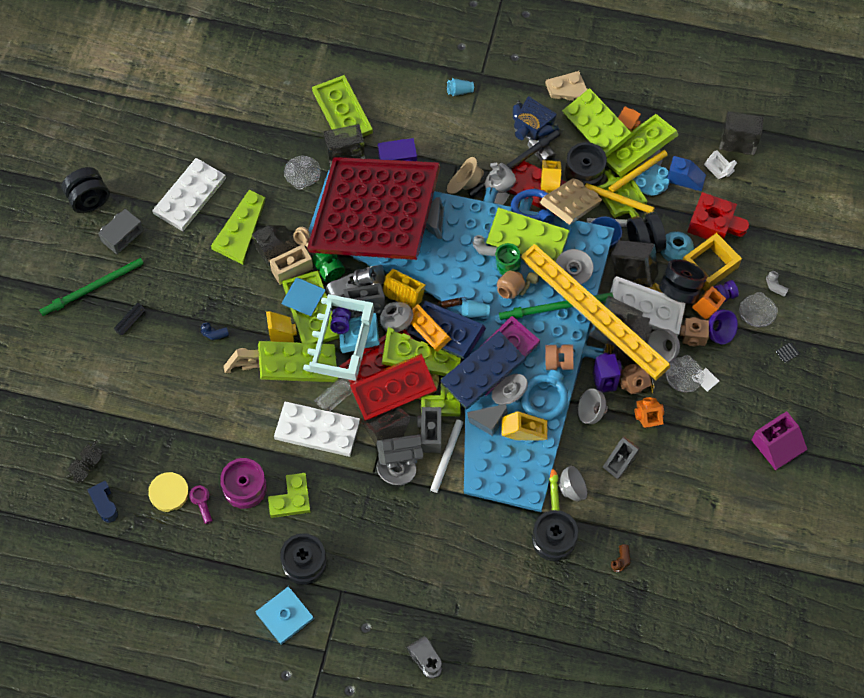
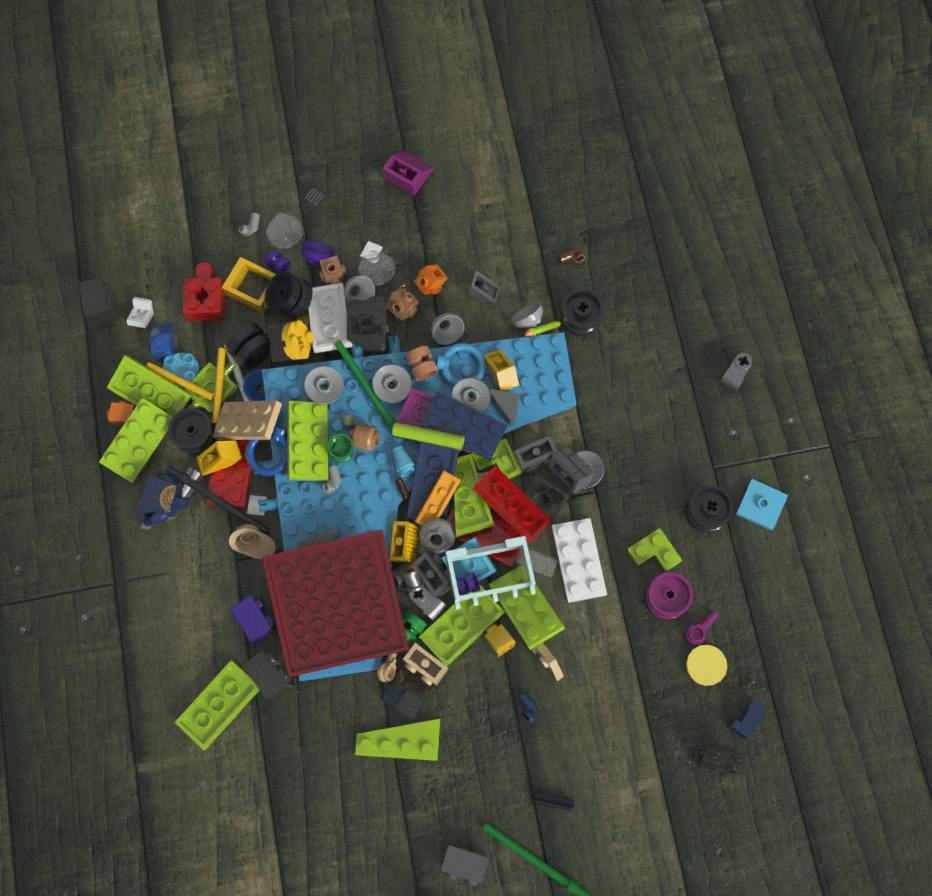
camera: 110 degrees left, 10 degrees up
(189, 194) = (385, 817): white plate -> none
(302, 171) = (309, 711): clear dish -> none
(303, 296) = (454, 636): dark azure sticker -> none
(446, 456) = (554, 434): white bar -> none
(459, 87) = (143, 597): medium azure cone -> none
(485, 332) = (428, 435): none -> lime piece
(500, 178) = (243, 502): light grey piece -> none
(551, 317) = (392, 374): none -> light grey dish
(566, 86) = (99, 489): tan wing -> none
(596, 312) = (369, 343): yellow plate -> none
(606, 372) = (410, 327): dark purple brick -> none
(624, 270) = (297, 340): none -> yellow plate
(677, 252) = (253, 313): medium azure piece -> none
(709, 302) = (298, 266): orange brick -> none

